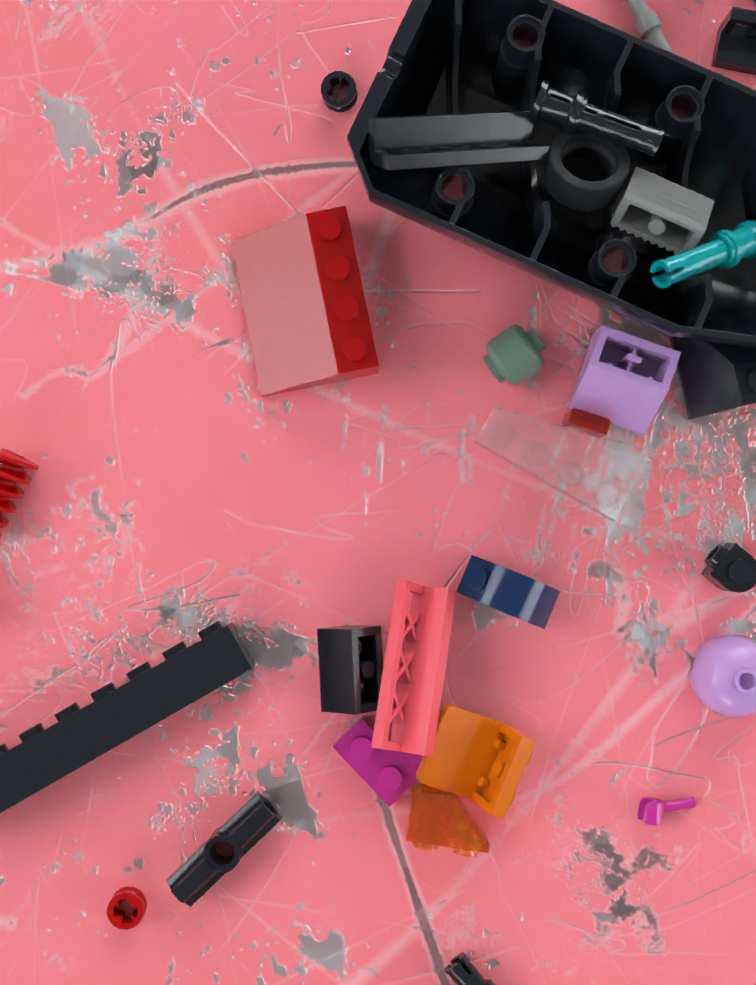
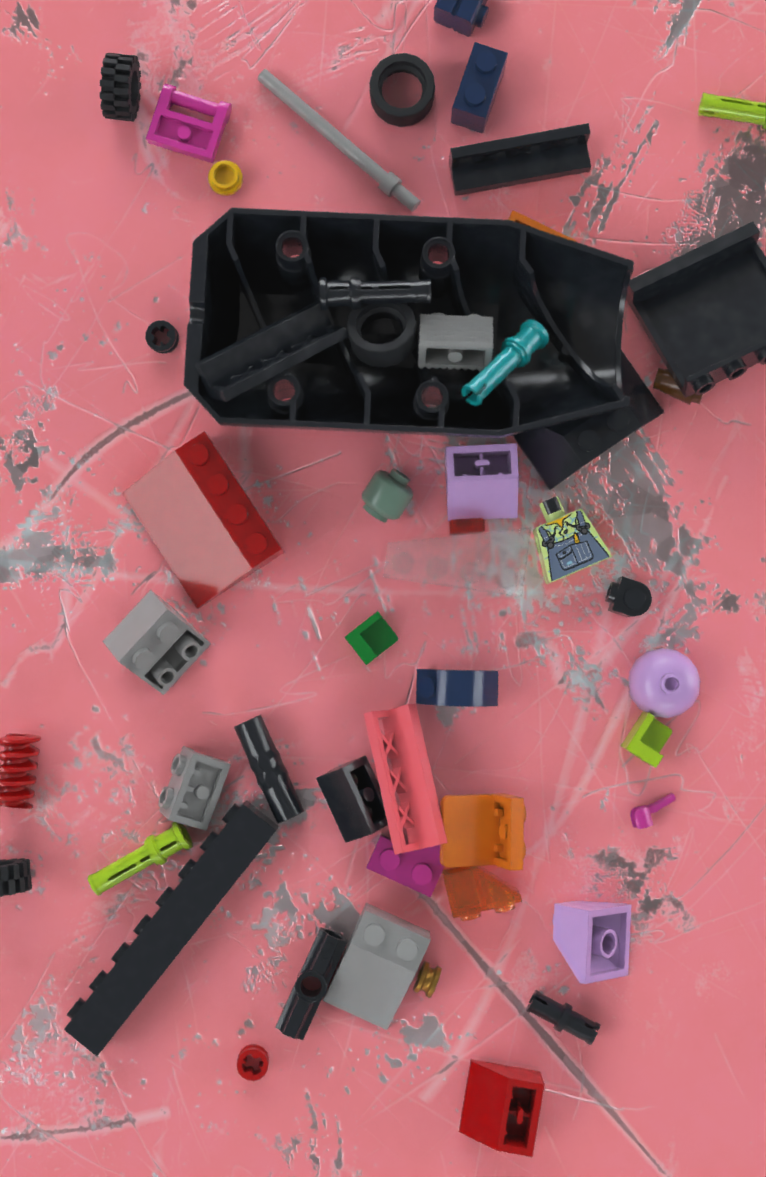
camera: 10 degrees left, 0 degrees up
(112, 637) = (155, 850): none -> lime pin
(180, 587) = (193, 788): none -> light grey bracket
(202, 414) = (156, 642): none -> light grey slope
(270, 599) = (269, 769): none -> black axle
(303, 858) = (377, 966): none -> light grey slope
(351, 894) = (427, 979): none -> pearl gold bush
(436, 501) = (371, 638): none -> green panel
(548, 922) = (593, 938): none -> lavender slope
(688, 482) = (566, 542): none -> torso
(690, 729) = (647, 739): none -> lime panel

